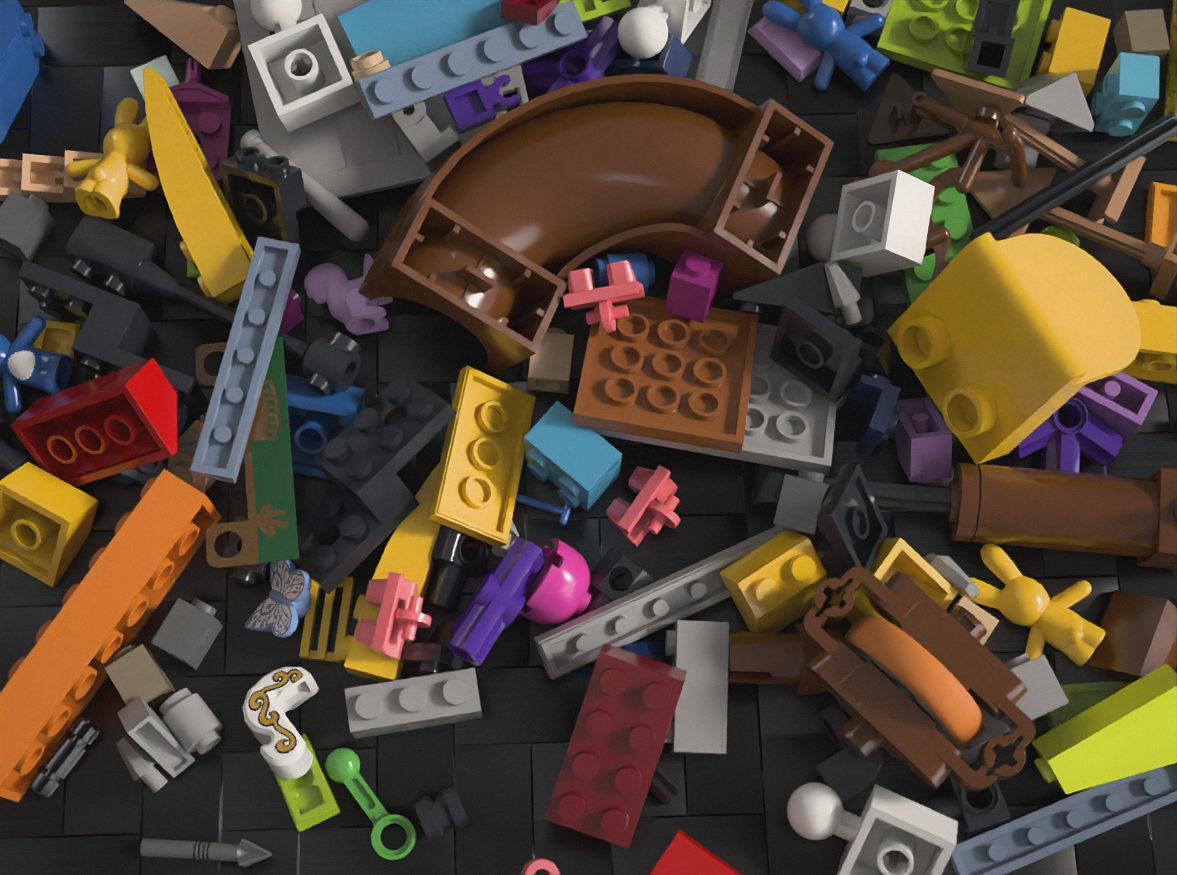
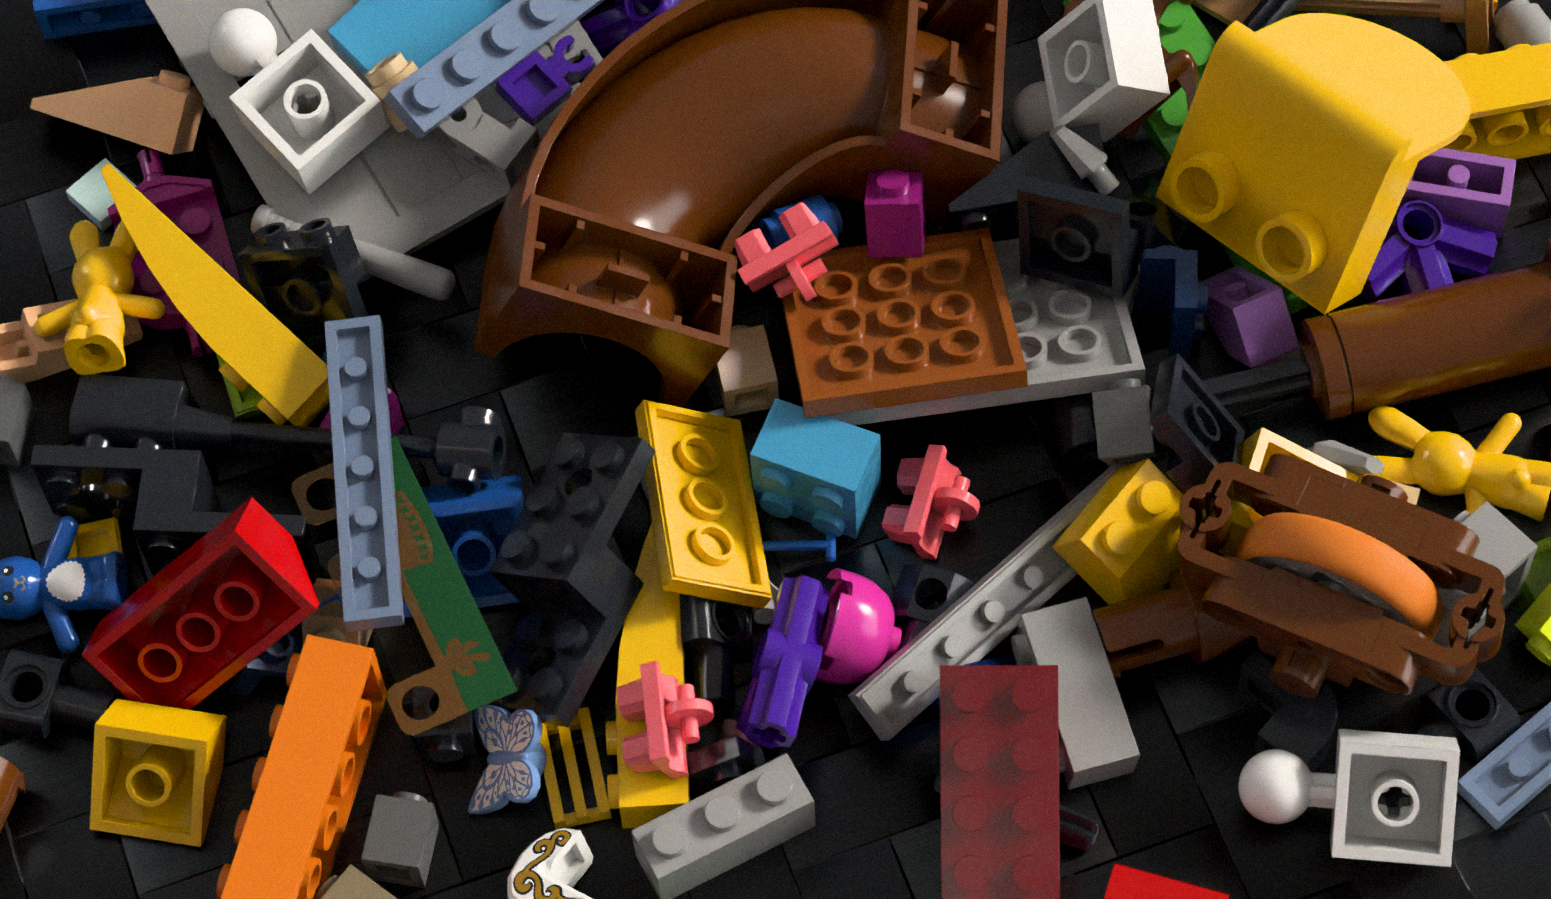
camera: 10 degrees left, 10 degrees down
(331, 285) = (456, 377): lavender animal -> none

